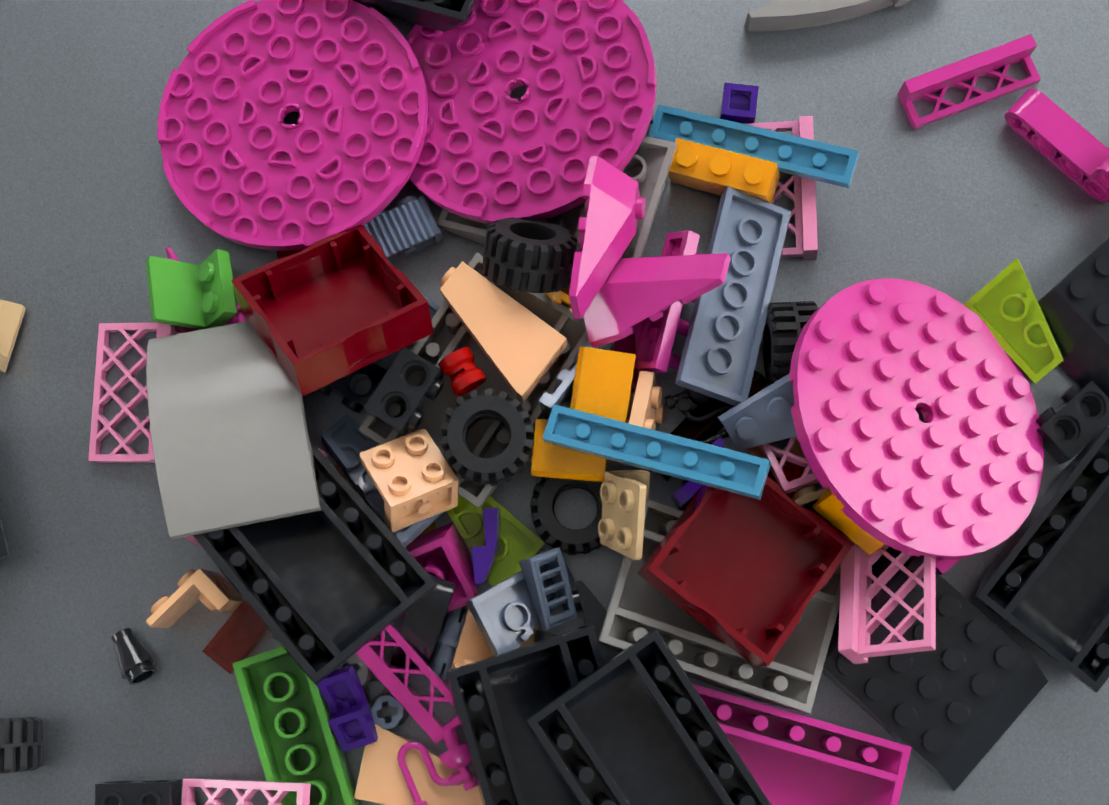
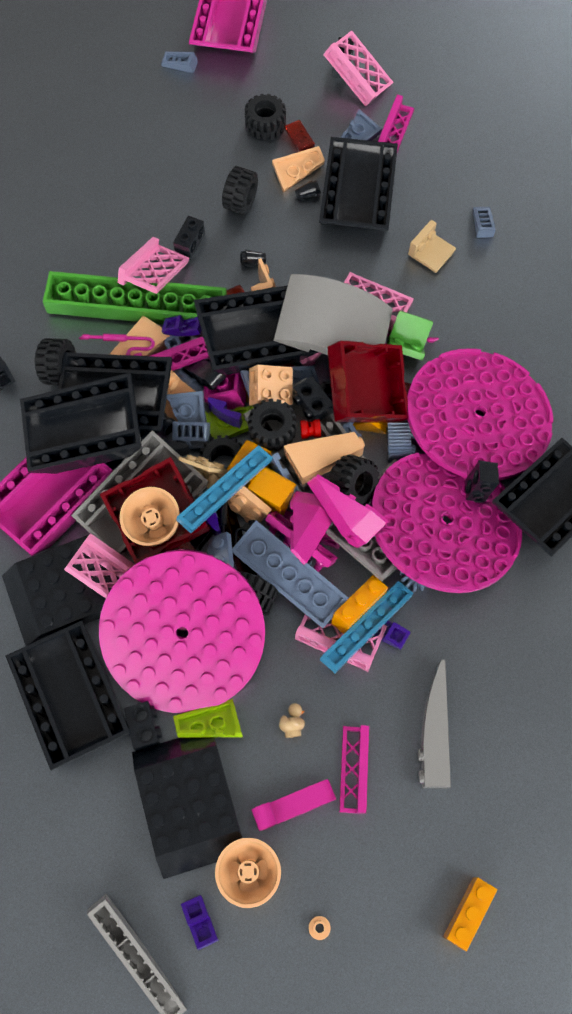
camera: 110 degrees right, 10 degrees down
(433, 54) = (481, 481): none -> black brick
(790, 553) = (140, 512): none -> light nougat piece
(953, 196) = (292, 725): none -> tan animal

